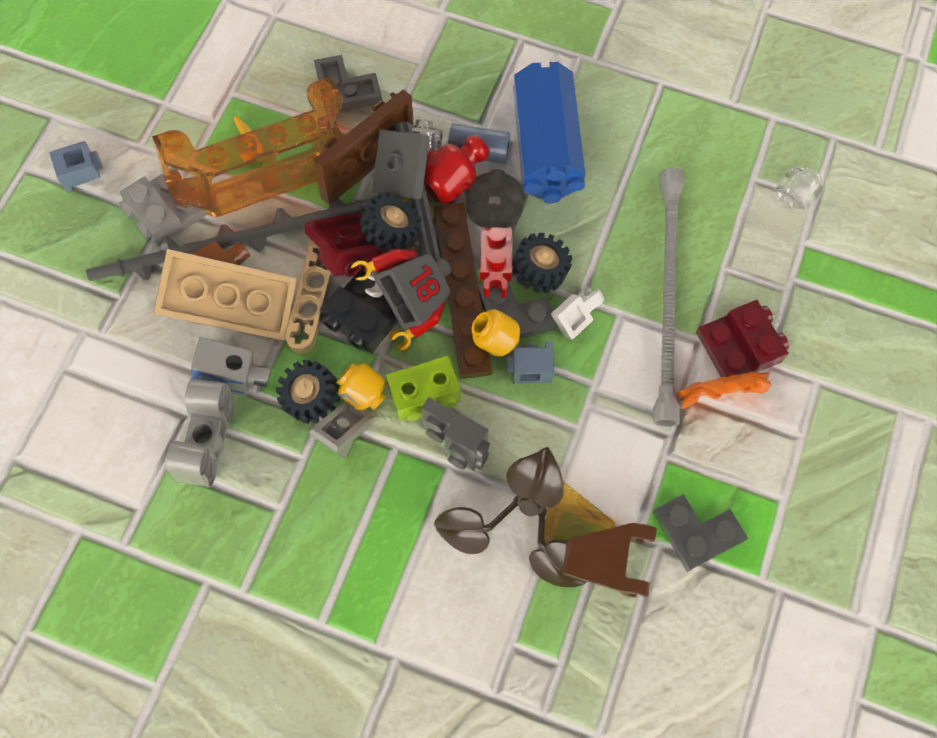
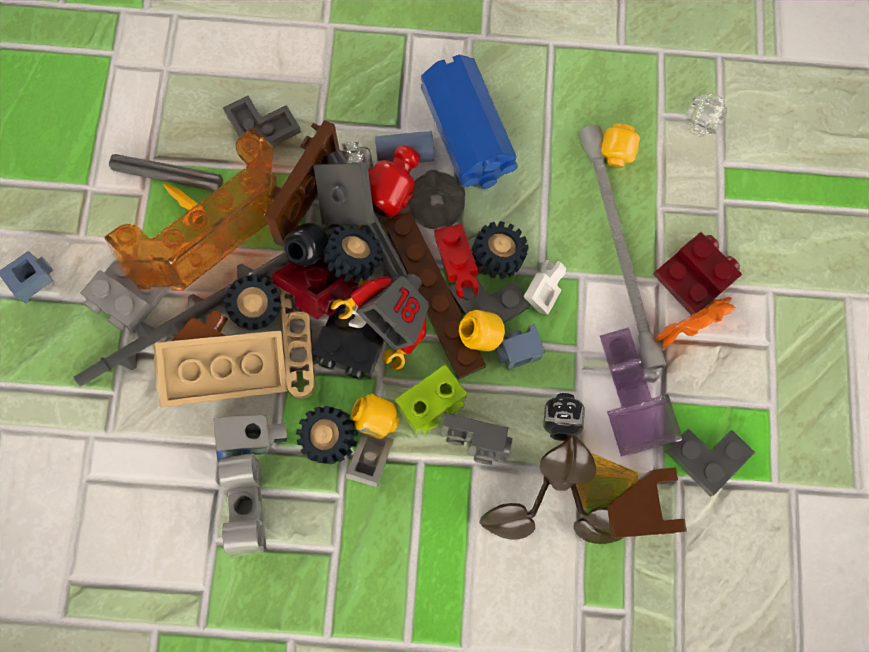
camera: 20 degrees left, 5 degrees up
(233, 103) = (165, 172): none -> dark grey axle
(279, 246) = (252, 302): none -> black wheel
(347, 202) = (305, 244): none -> black head
(560, 439) = (563, 416): none -> black head
(635, 470) = (641, 420): none -> clear purple plate
(699, 194) = (620, 145): none -> yellow head

